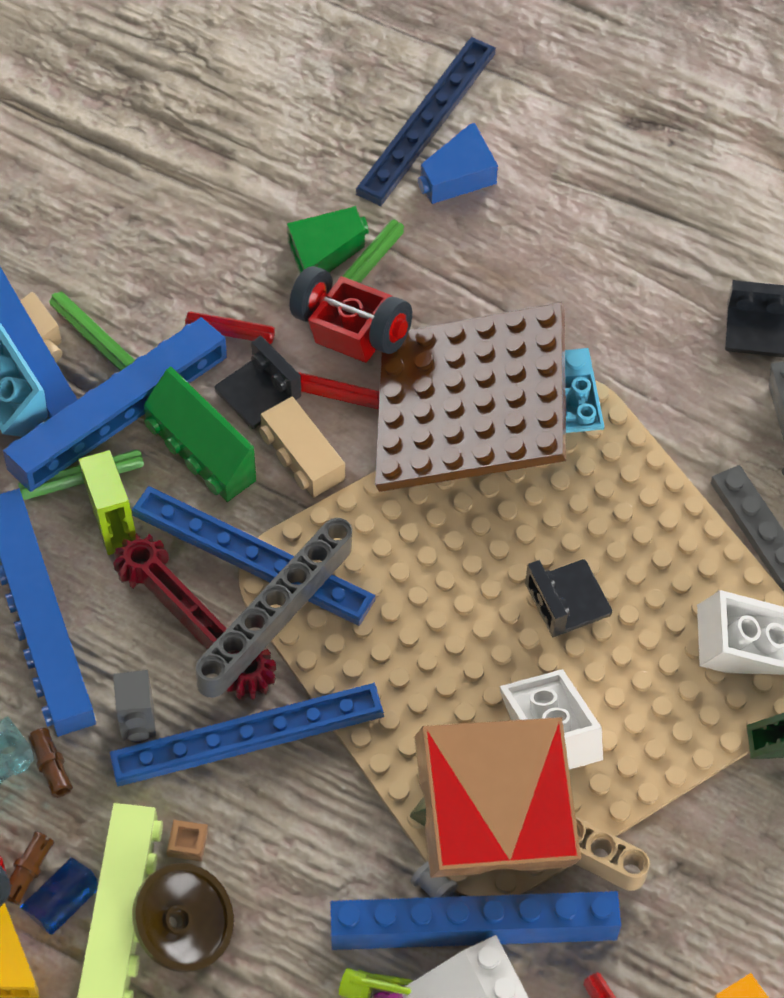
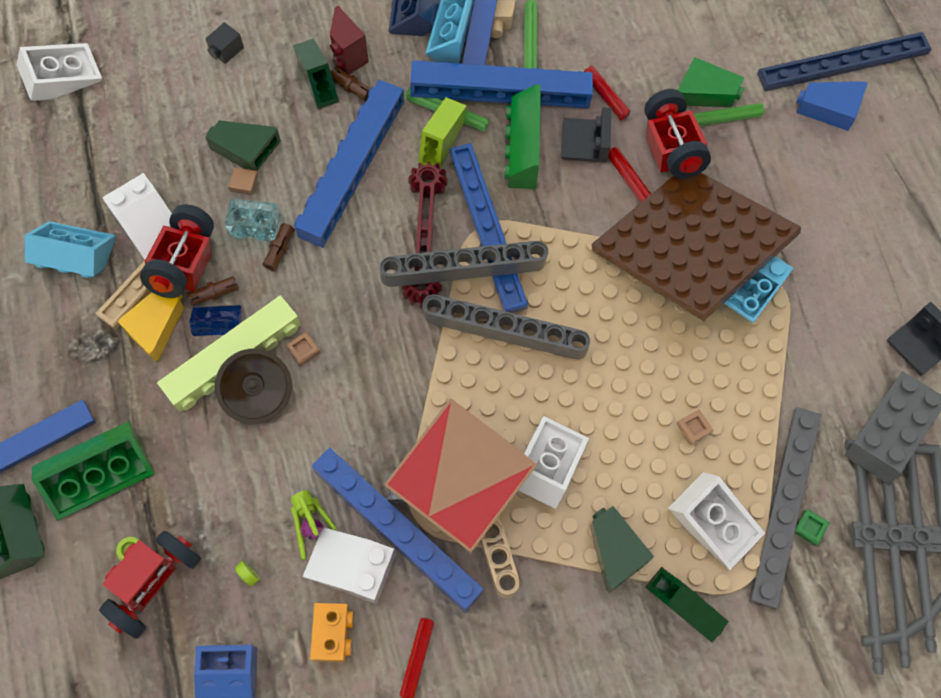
camera: 45 degrees right, 10 degrees up
(134, 705) = (342, 253): dark grey brick -> none
(246, 734) = (389, 321): blue tile -> none
(302, 447) = (574, 190): tan brick -> none
(369, 647) = (514, 335): none -> dark grey beam
(566, 596) = (634, 400): black bracket -> none
(646, 572) = (694, 427): none -> medium nougat plate
(694, 743) = (617, 548): none -> dark green slope

